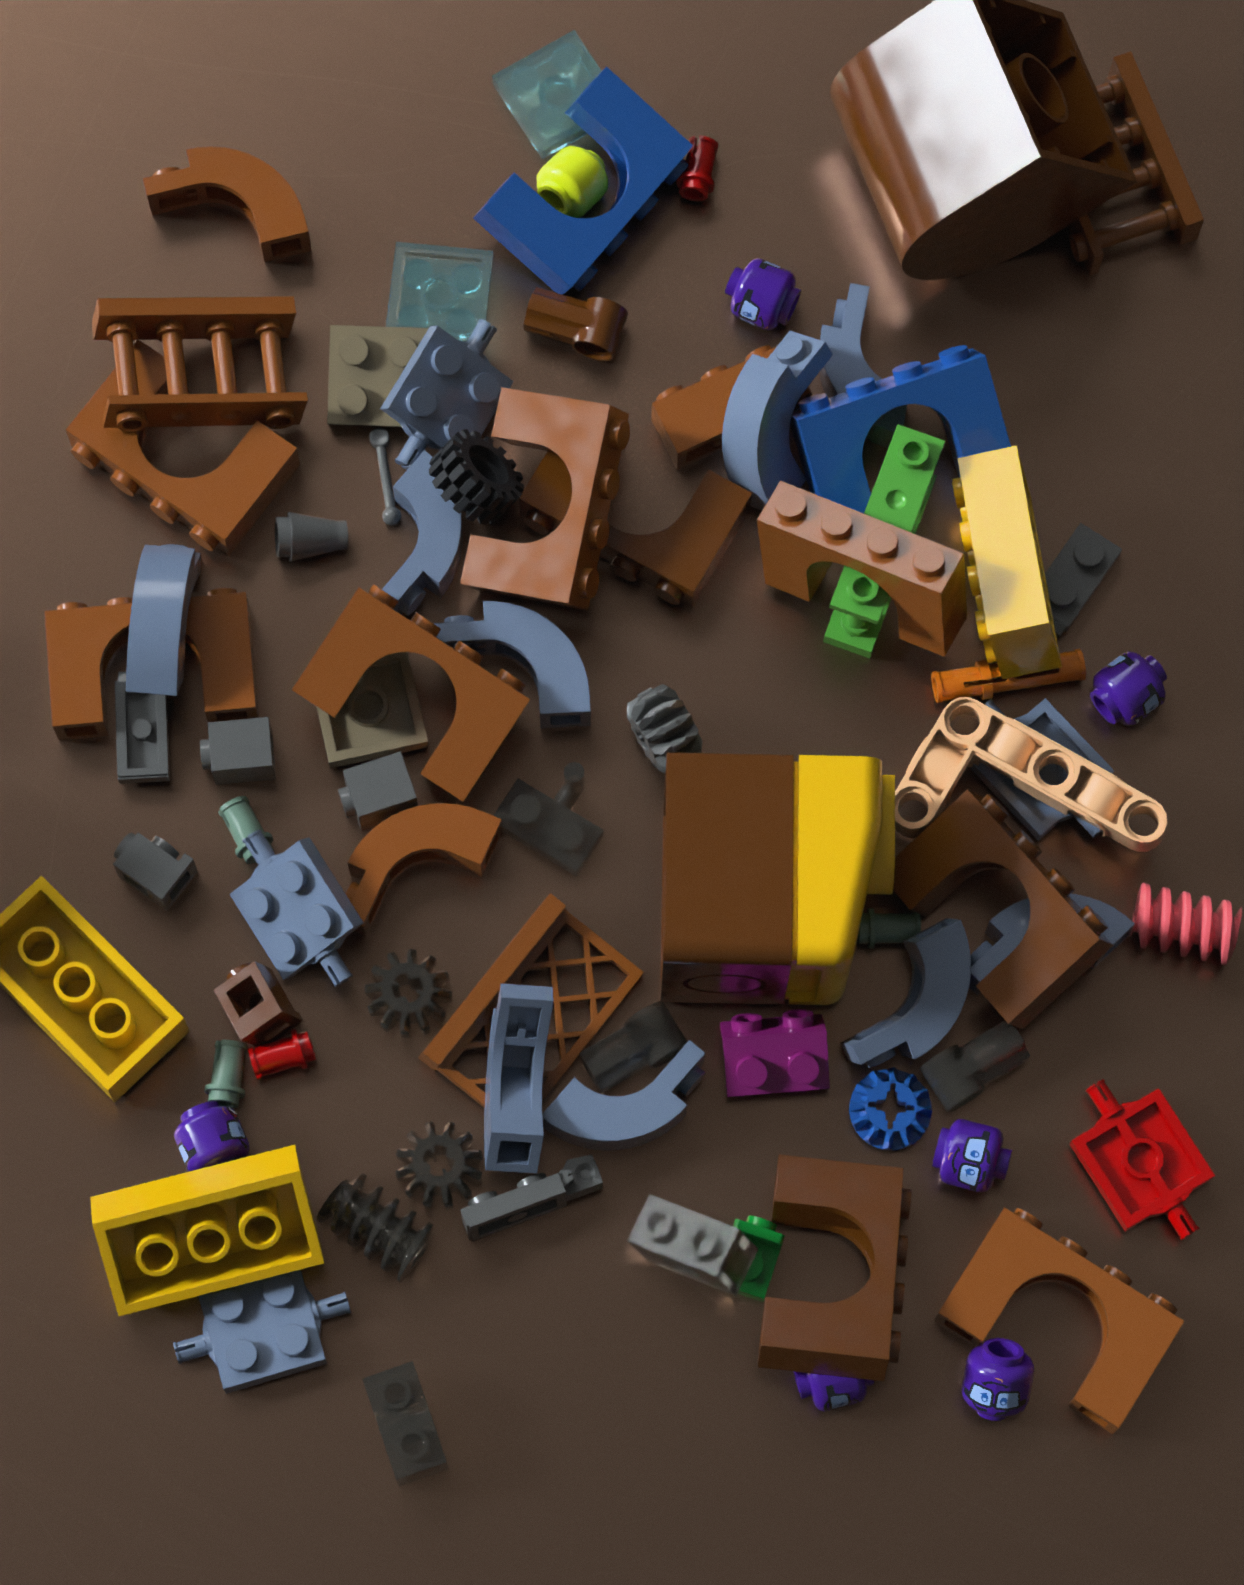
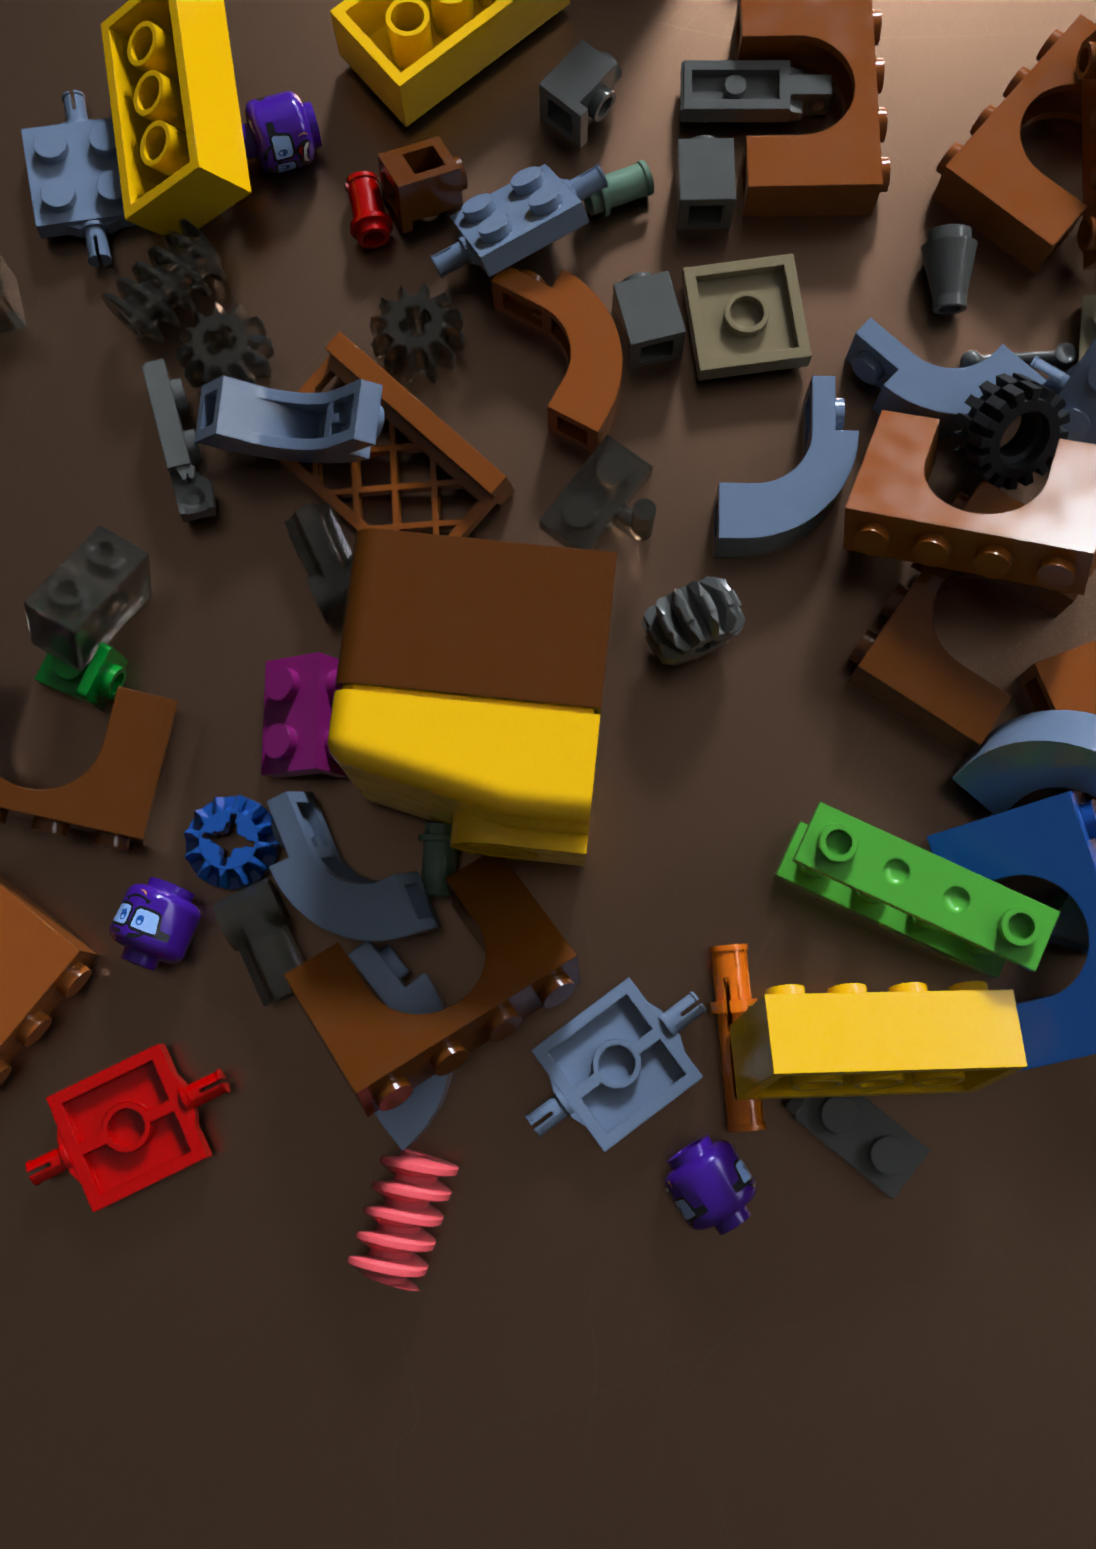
camera: 100 degrees right, 5 degrees up
(160, 618) = (858, 79): sand blue arch -> none
(227, 1073) = (348, 154): sand green pin -> none
(484, 702) = (739, 418): dark orange arch -> none
(627, 1120) = (248, 540): sand blue arch -> none
(924, 579) = (907, 803): dark orange arch -> none
(1020, 755) = (622, 1028): light nougat beam -> none

